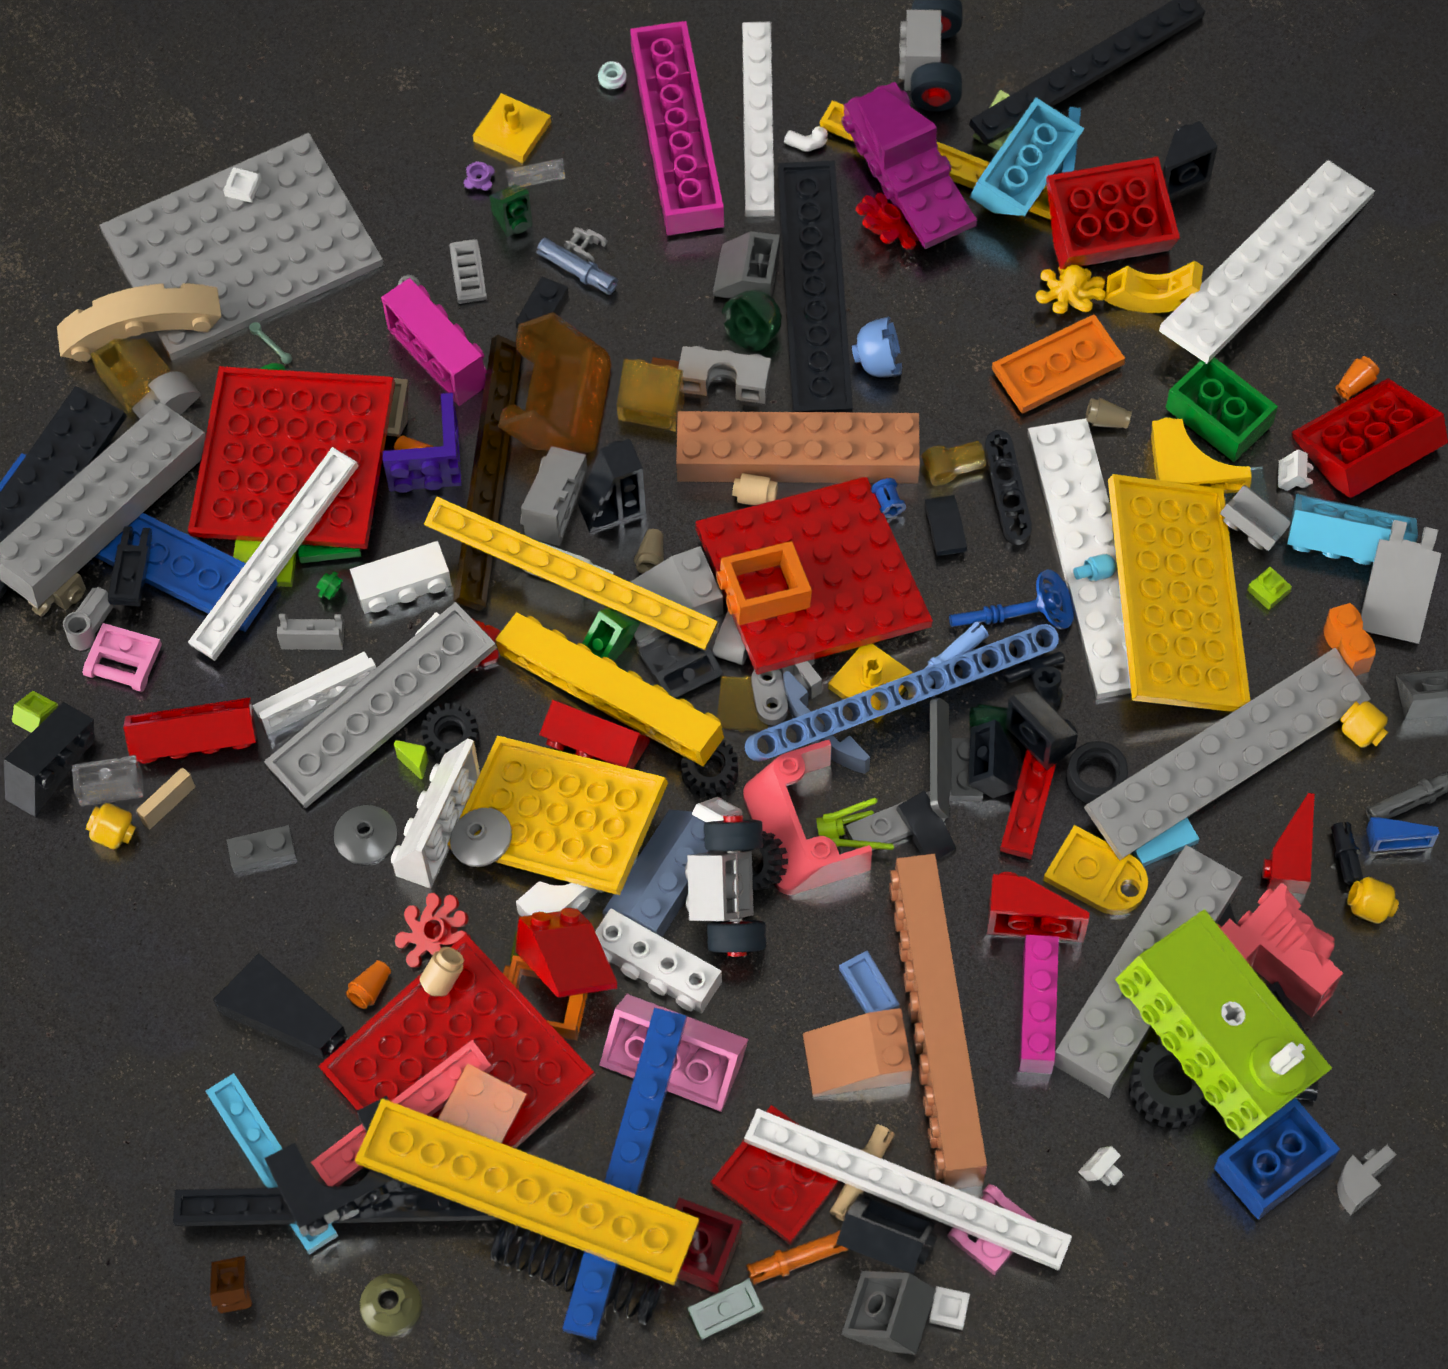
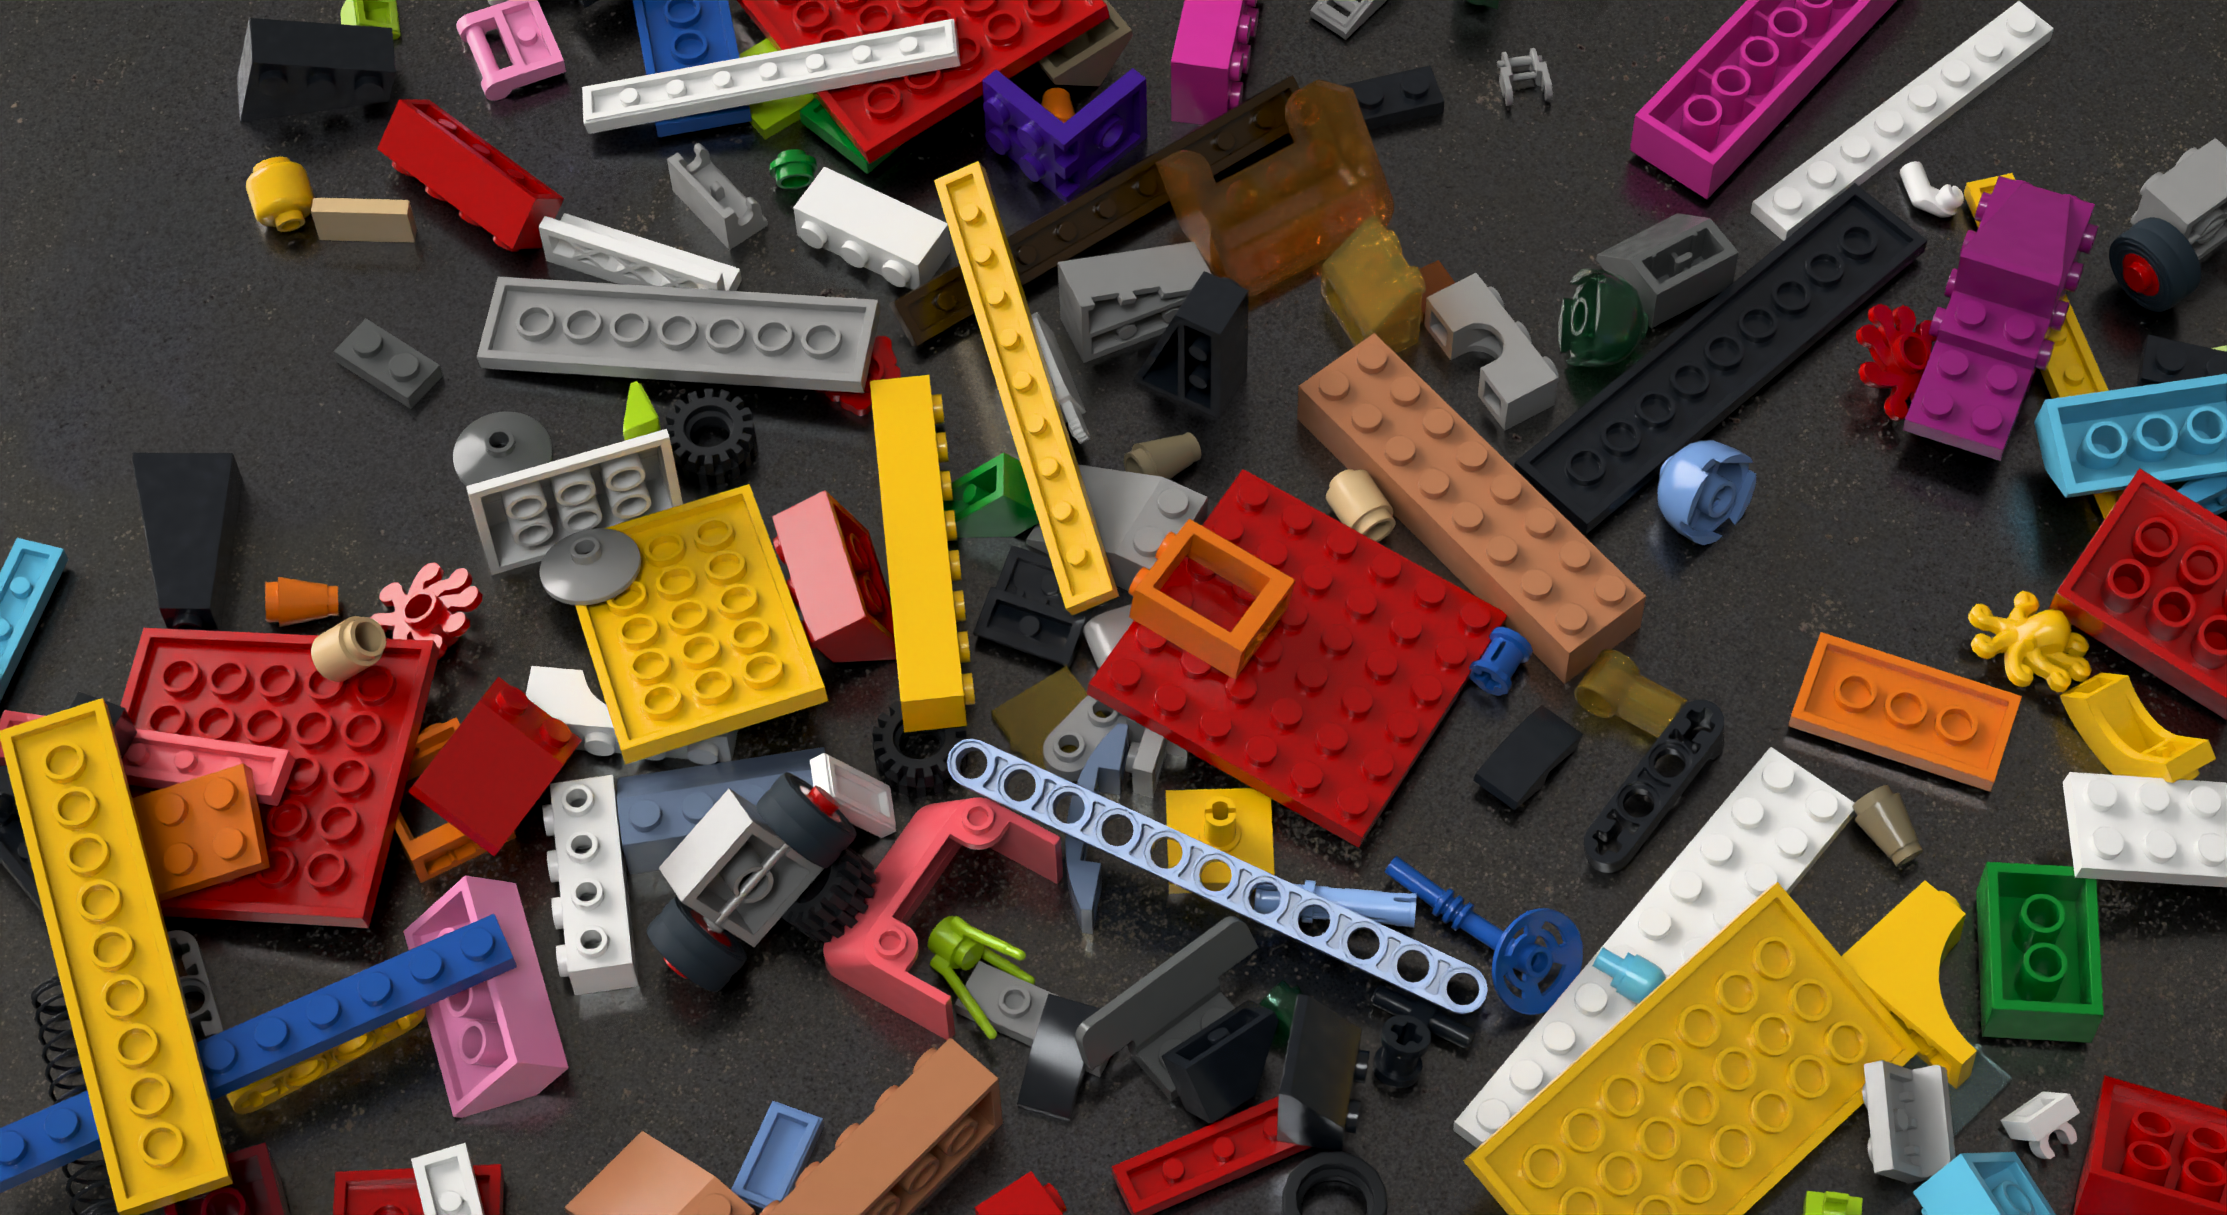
camera: 50 degrees right, 5 degrees down
(107, 781) = (331, 145): clear brick -> none
(586, 271) = (1486, 104): sand blue pin -> none

